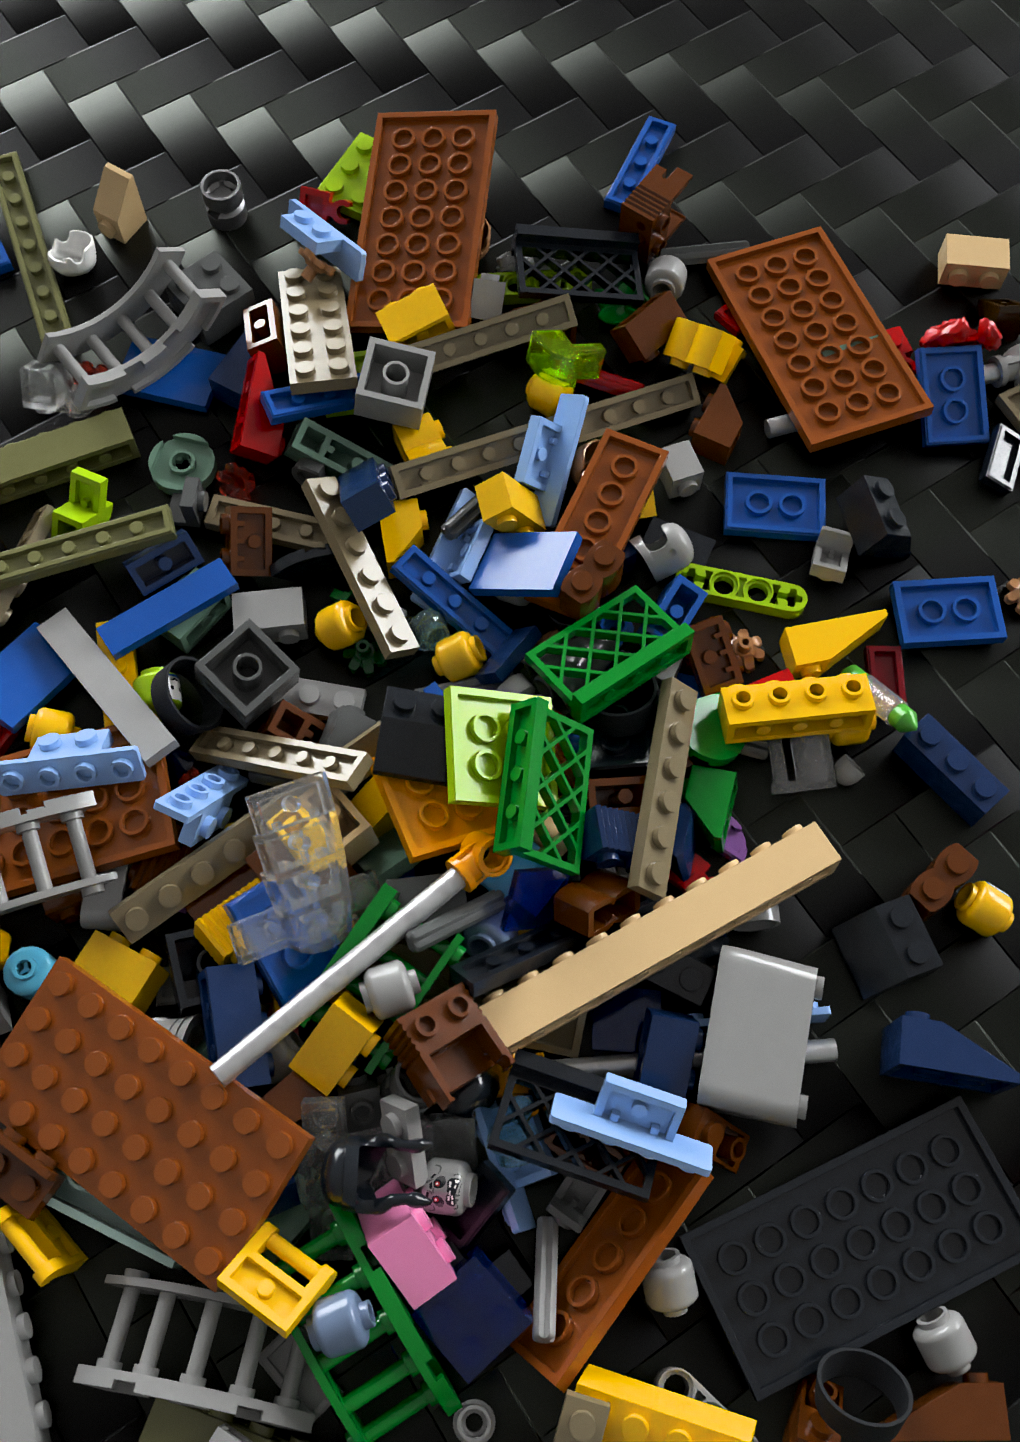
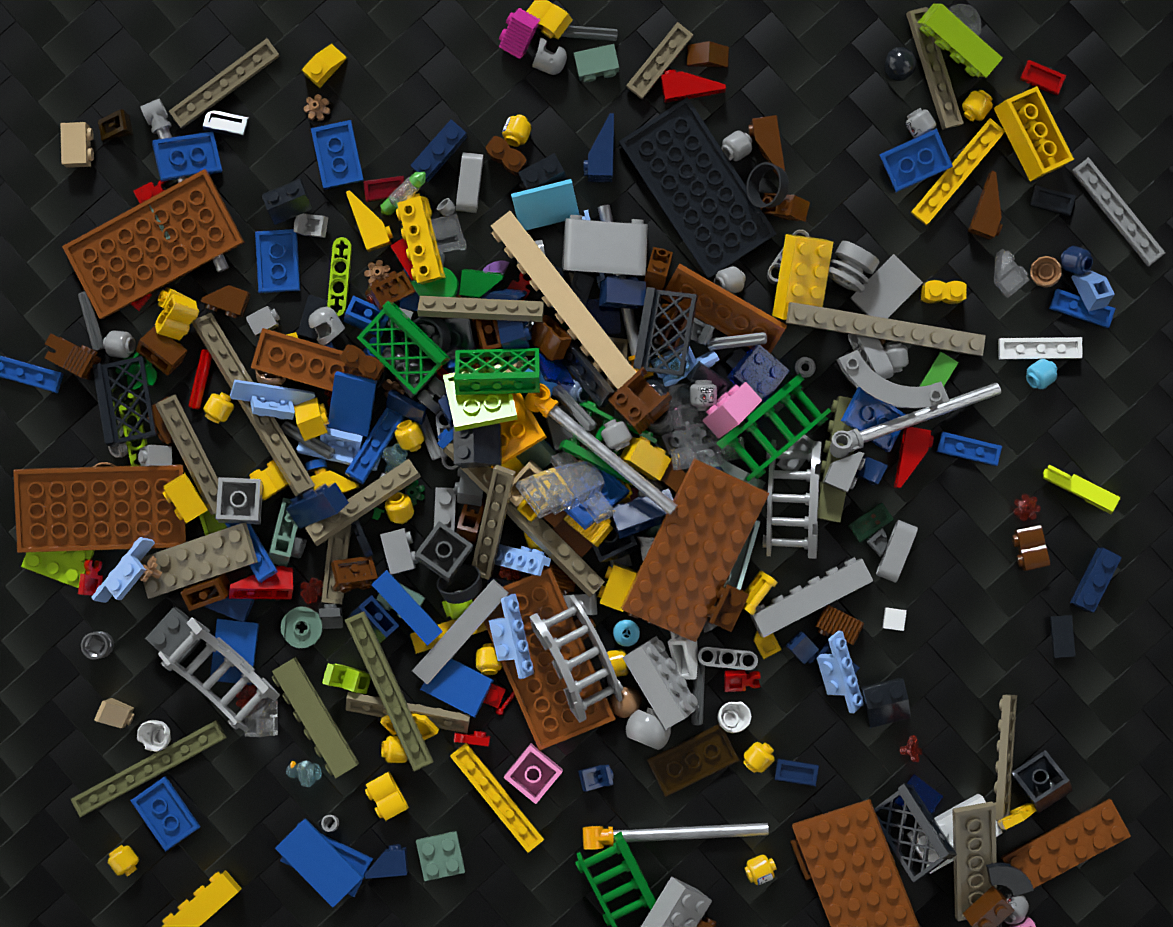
camera: 95 degrees left, 20 degrees up
(269, 1290) = (764, 468): yellow plate -> none
(340, 1323) = (774, 431): sand blue head -> none
(352, 1163) = (704, 441): black hair -> none
(403, 1121) = (686, 417): light grey plate -> none
(435, 514) = (315, 465): none -> blue tile
(562, 362) = (202, 403): clear neon green brick -> none
(636, 1120) = (661, 303): light blue bracket -> none
(845, 937) = (545, 204): none -> medium azure tile
(891, 814) = (469, 182): none -> light grey beam
(958, 333) = (143, 160): red piece -> none

